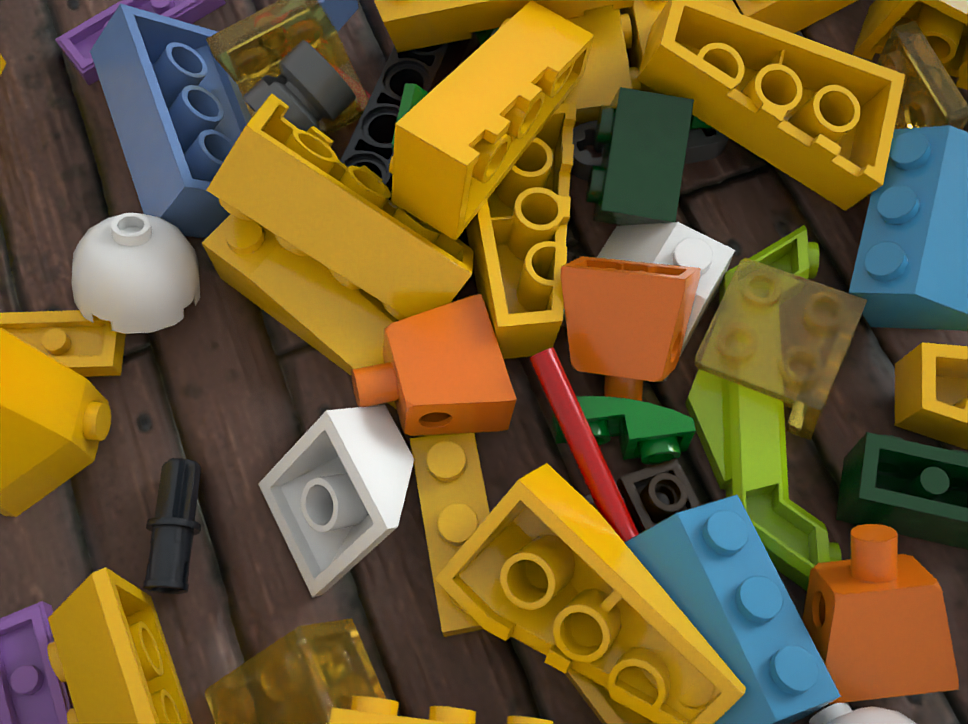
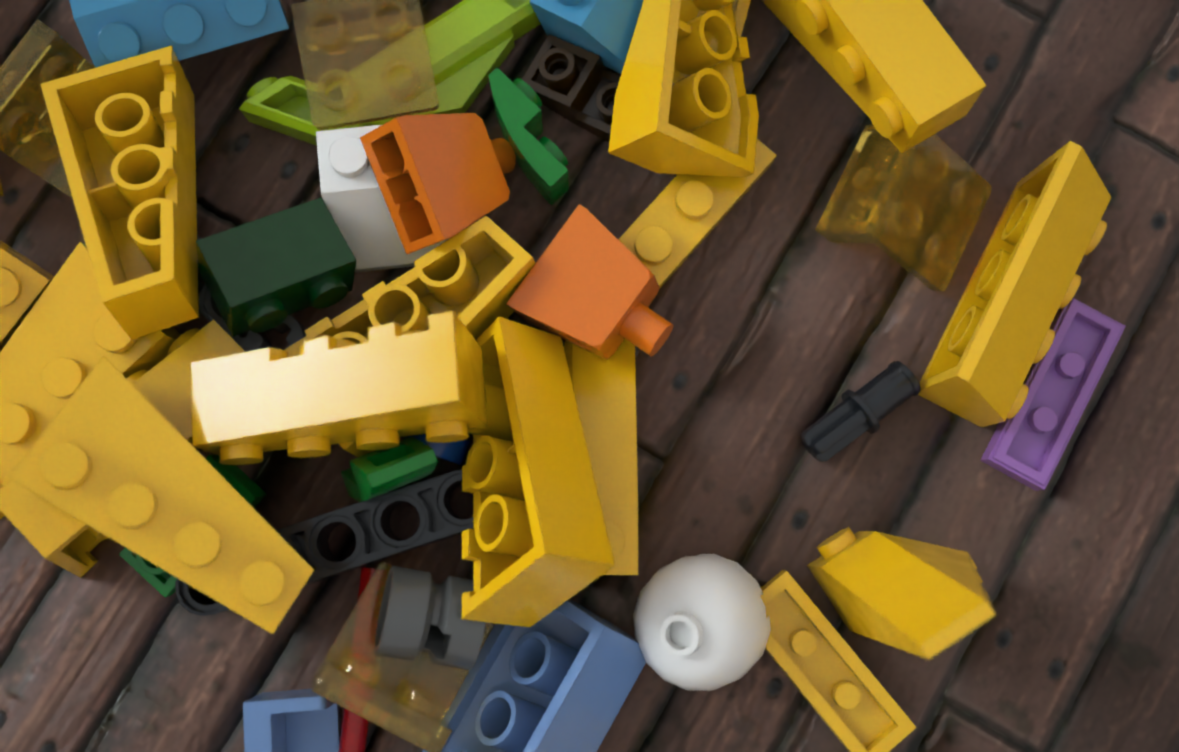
camera: 135 degrees left, 15 degrees up
(339, 491) = (741, 296): white slope -> none
(583, 443) = (571, 139): red bar -> none

